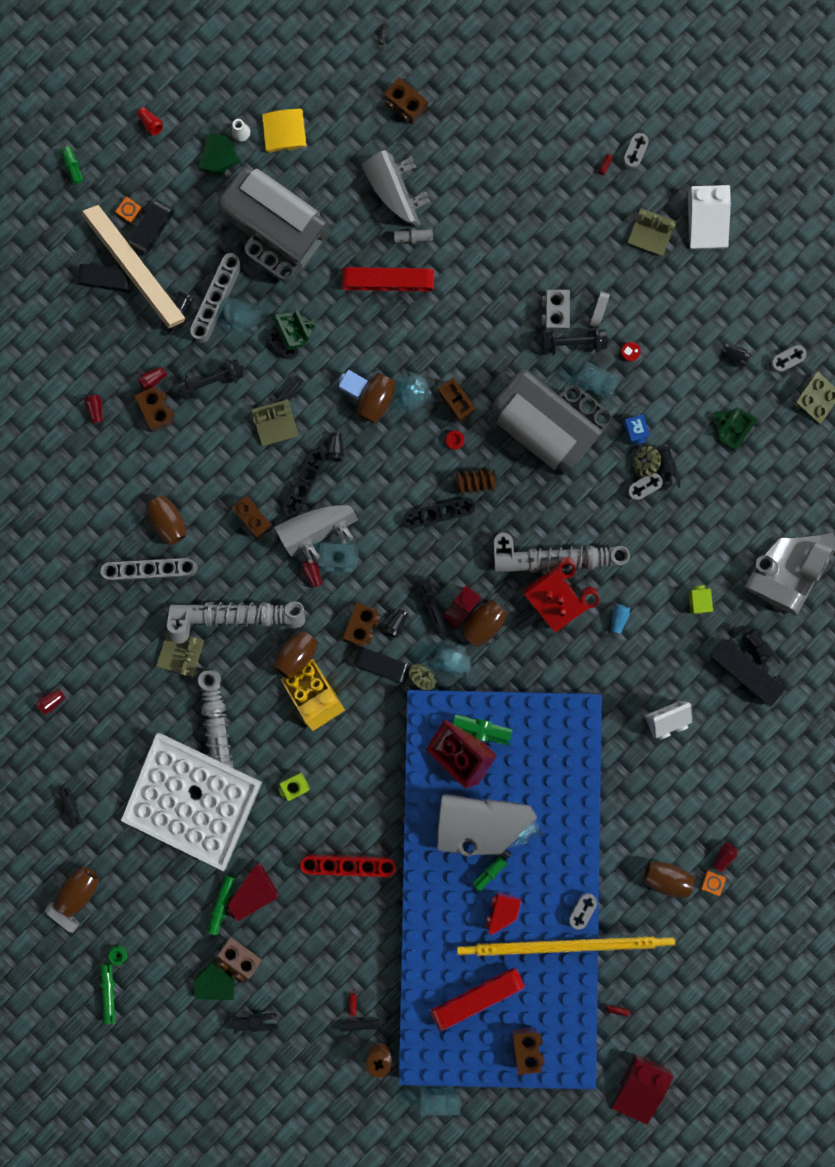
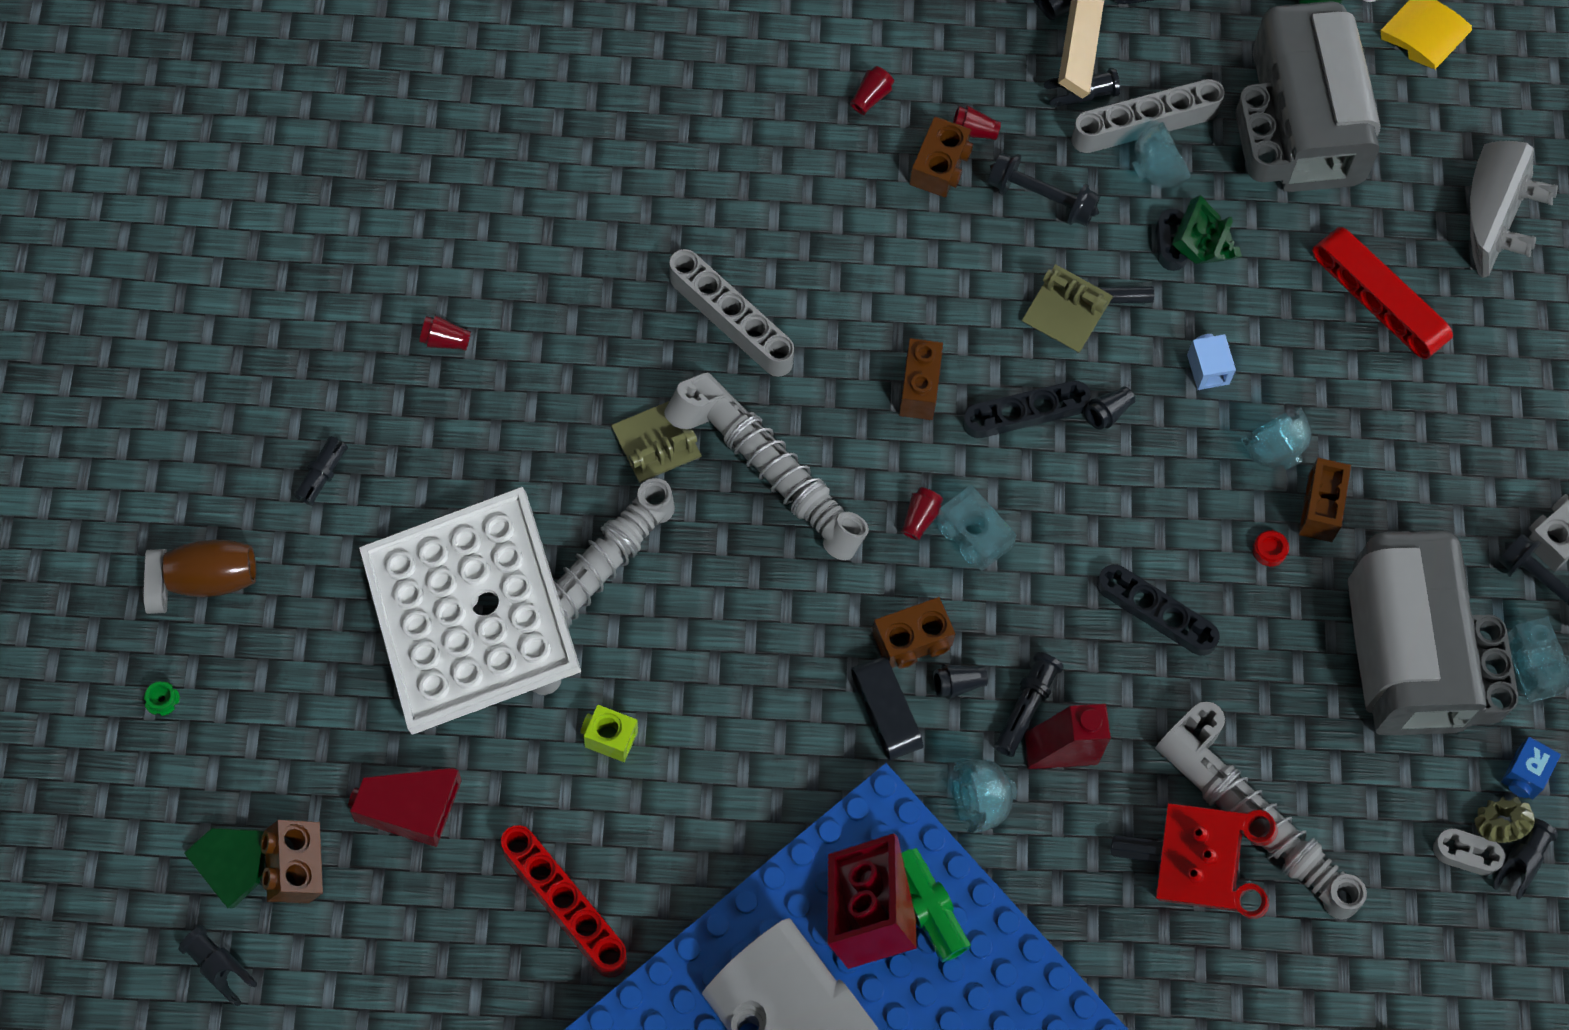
camera: 40 degrees right, 20 degrees down
(107, 993) = (93, 729): green pin -> none
(166, 520) = (814, 279): reddish brown piece -> none
(218, 912) = (346, 778): green pin -> none
(295, 654) = (793, 580): reddish brown piece -> none
(313, 696) = (758, 653): yellow slope -> none
(314, 526) = (993, 466): light grey piece -> none
(376, 398) = (1224, 400): reddish brown piece -> none
(413, 235) = (1466, 278): light grey pin -> none
(425, 683) = (921, 771): olive gear -> none
(476, 481) = (1247, 617): reddish brown piece -> none
(484, 623) = (1074, 792): reddish brown piece -> none
(619, 617) = (1262, 976): dark azure cone -> none

